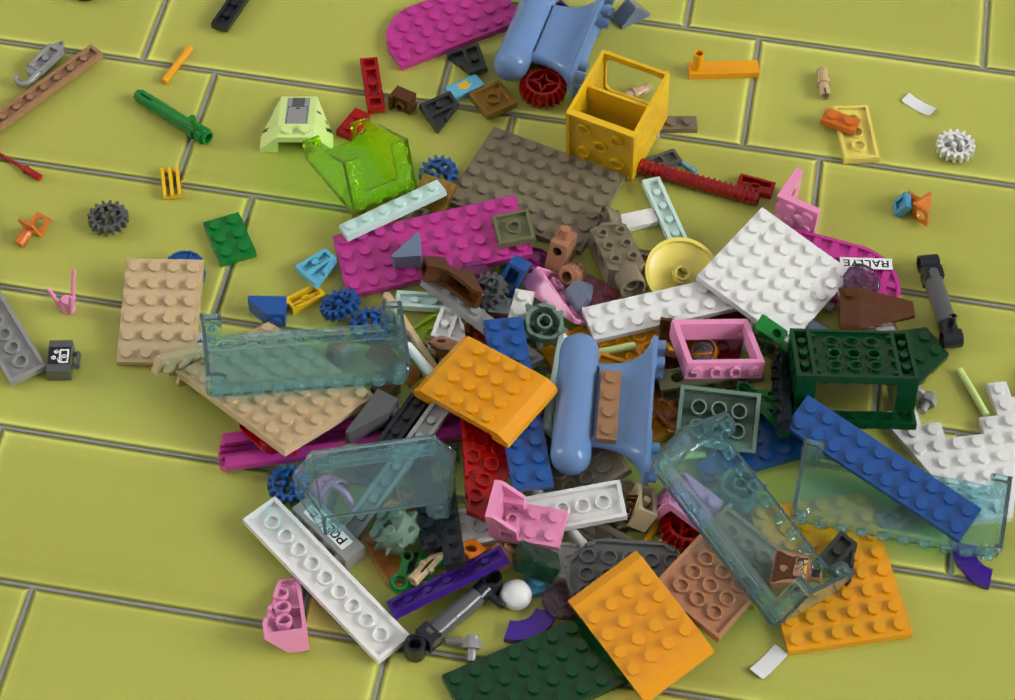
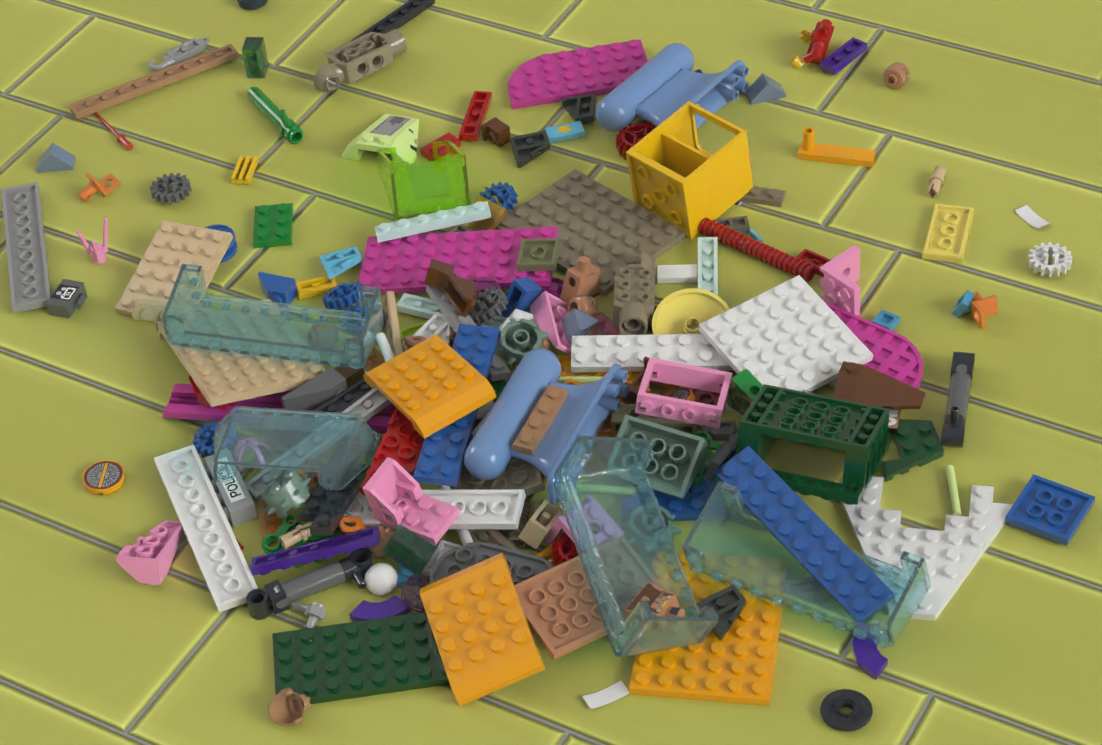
camera: 25 degrees right, 10 degrees down
(127, 57) = (255, 57): none -> clear green brick
(176, 64) = (302, 73): light orange bar -> none
(195, 547) = (104, 477): none -> tile
(232, 41) = (359, 59): none -> dark tan brick
(409, 254) = (419, 261): sand blue slope -> none
(493, 100) = (586, 145): pearl gold plate -> none
(840, 121) = (933, 217): orange plate -> none
(844, 233) = (887, 320): none -> dark azure plate
(861, 277) = (878, 358): clear purple tile -> none
(874, 263) = (895, 350): white sticker -> none
(926, 399) = (896, 486): light grey piece -> none
(975, 637) = (849, 698): none -> black wheel

